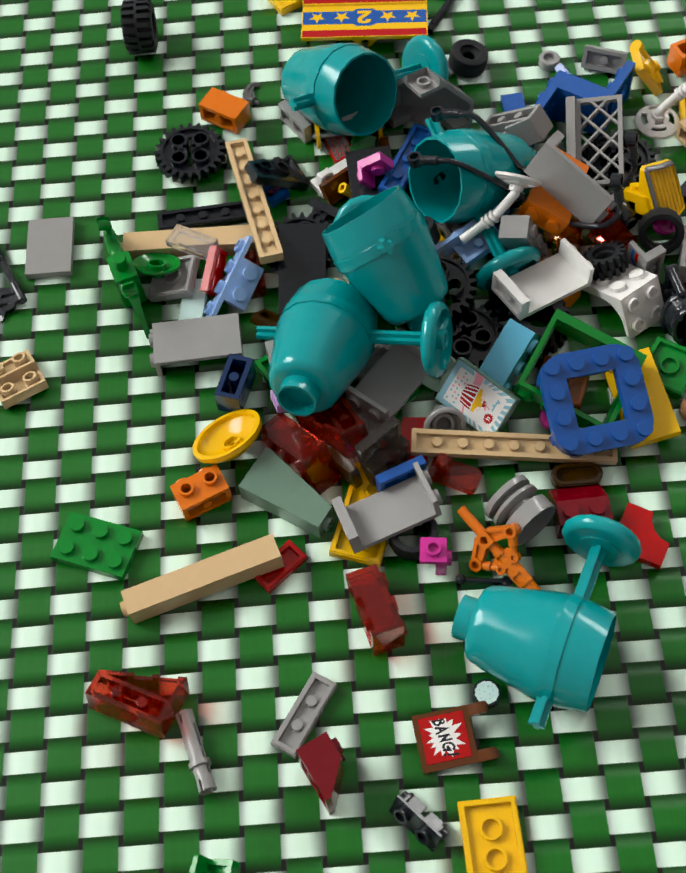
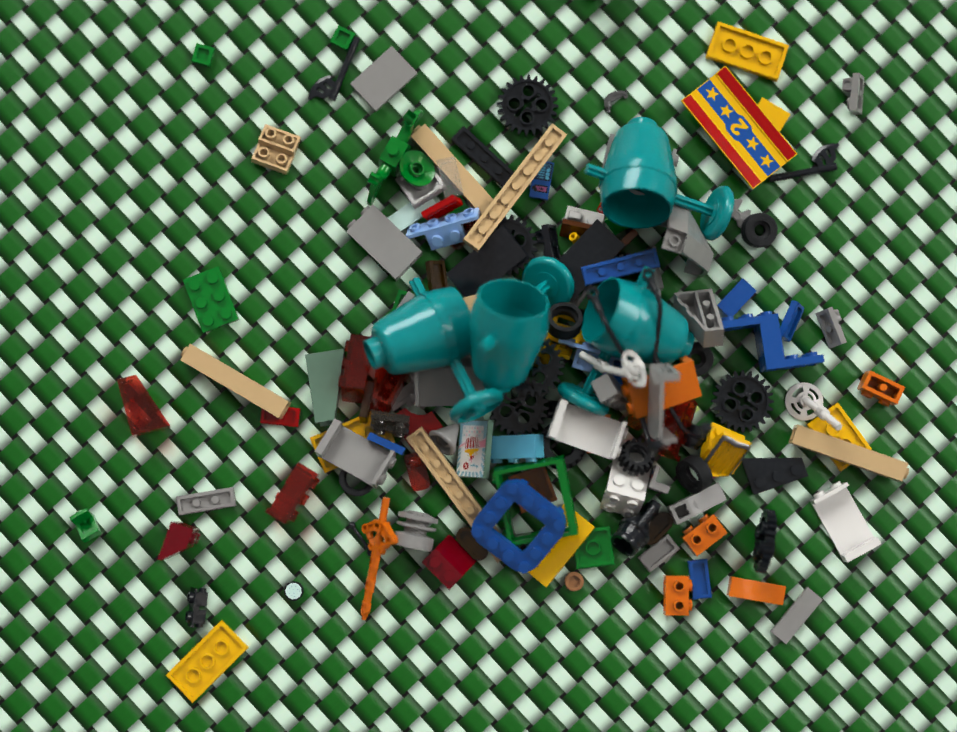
camera: 45 degrees right, 25 degrees up
(198, 759) = (138, 463): light grey pin -> none
(201, 492) = (288, 332): orange brick -> none
(224, 110) = (579, 98): orange brick -> none
(227, 437) = (332, 319): yellow dish -> none
(235, 383) = (372, 292): brick -> none
(277, 173) = (550, 183): black wing -> none
(373, 166) = (589, 250): dark pink bracket -> none
(434, 551) = (351, 502): dark pink bracket -> none
(447, 738) = (251, 589): flag -> none
(548, 60) = (804, 287): light grey tile -> none
(550, 640) = (338, 605): teal piece -> none
(574, 133) = (728, 364): light grey fence -> none
(640, 523) = (456, 607): red tile -> none
(646, 68) = (834, 369): yellow plate -> none

